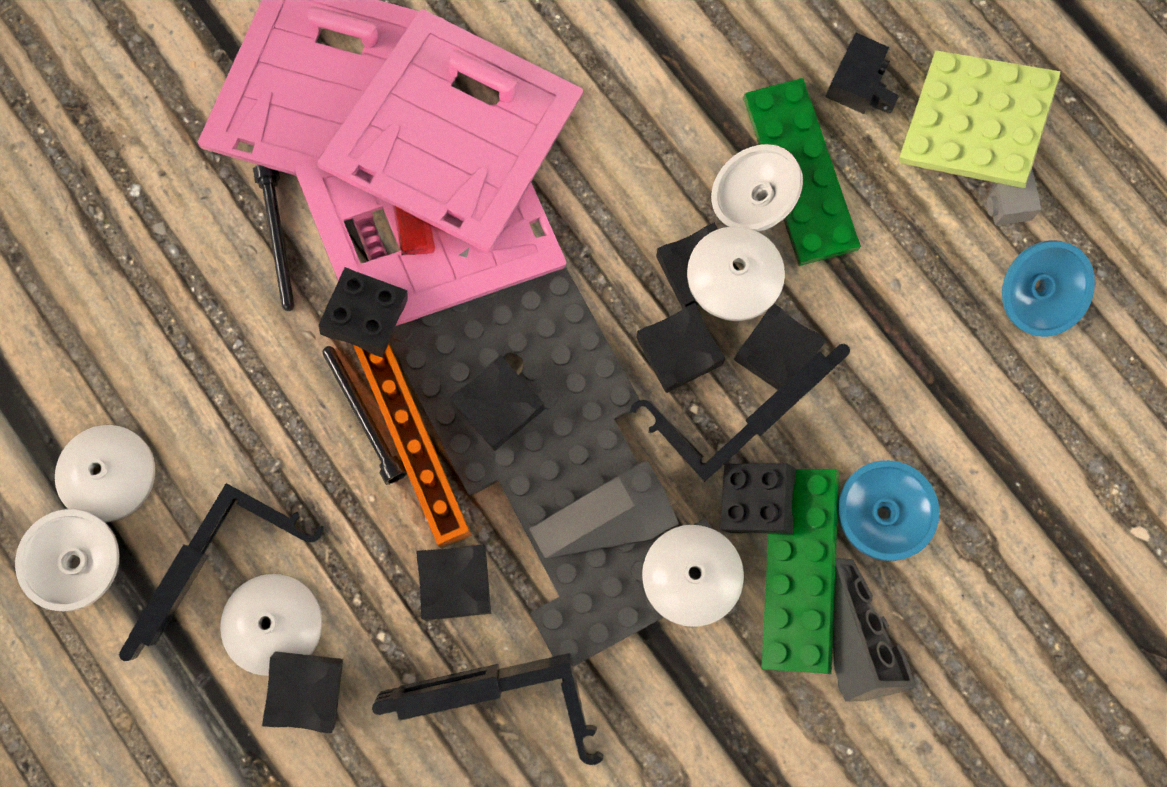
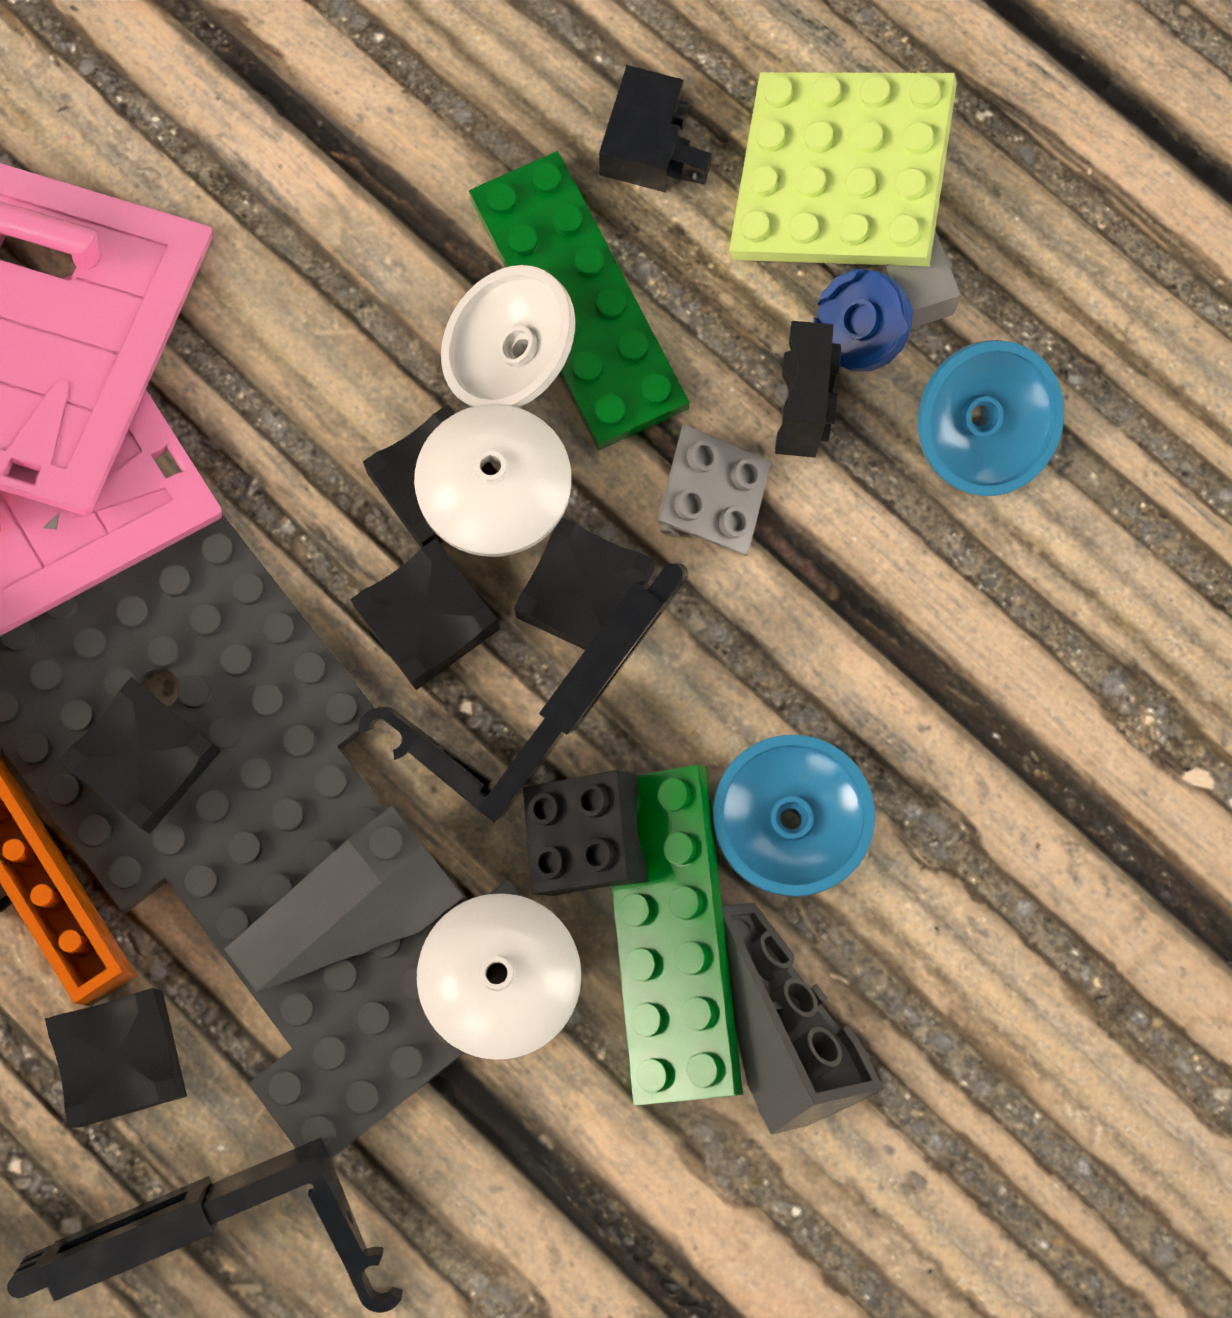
camera: 10 degrees left, 0 degrees up
(867, 303) = (713, 491): none -> light grey hinge
(938, 248) = (810, 379): none -> black brick
(977, 214) = (868, 318): none -> blue tile

